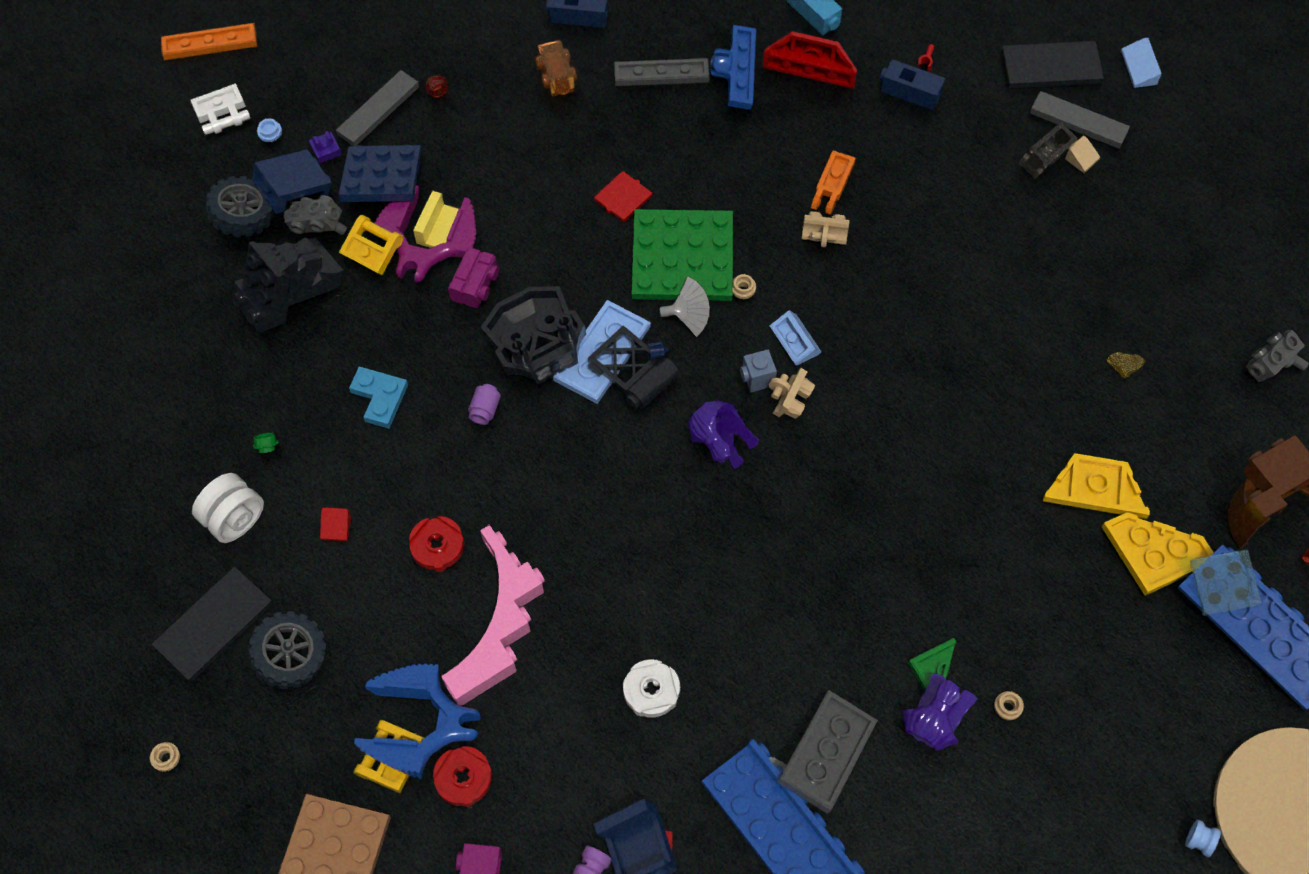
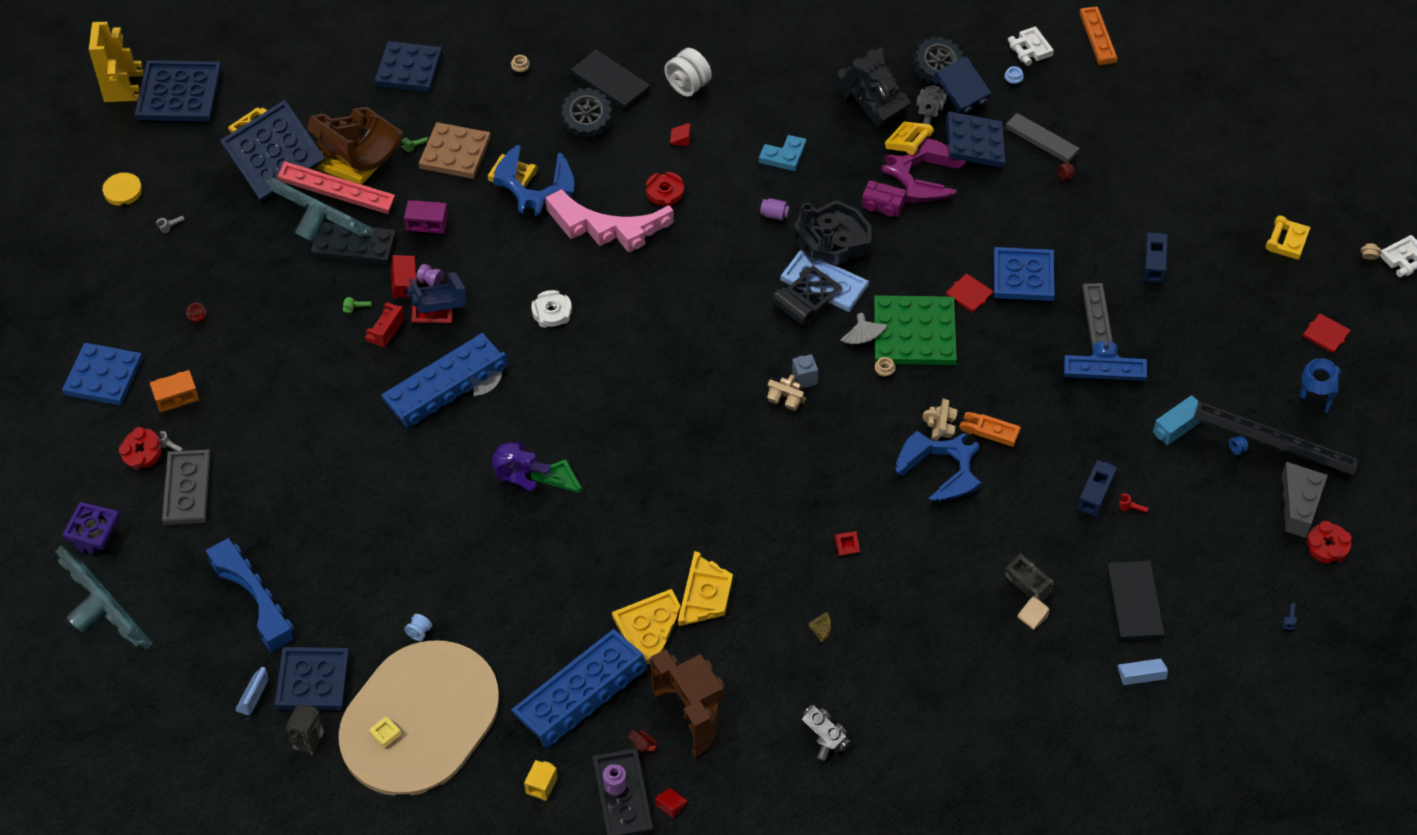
camera: 90 degrees right, 10 degrees down
(265, 442) = (743, 92): green plate -> none
(325, 147) = (1001, 109): dark purple tile -> none
(434, 222) = (936, 172): light yellow panel -> none
(466, 792) = (496, 218): red plate -> none
(556, 68) = (1087, 241): clear orange brick -> none
(599, 137) = (1024, 274): none -> blue plate
(657, 349) = (819, 306): dark blue hand -> none
(715, 425) = (756, 334): dark purple piece -> none
(795, 338) = (840, 402): light blue slope -> none
(811, 58) = (1117, 416): red wedge -> none
(827, 752) = (497, 401): dark grey tile -> none
(912, 212) = (959, 485): none -> blue piece
(1004, 334) = (847, 543): none -> red slope
(1014, 700) = (527, 513): tan plate -> none
(1080, 119) = (1073, 616): dark grey tile -> none
(1225, 582) = (611, 654): clear light blue tile -> none

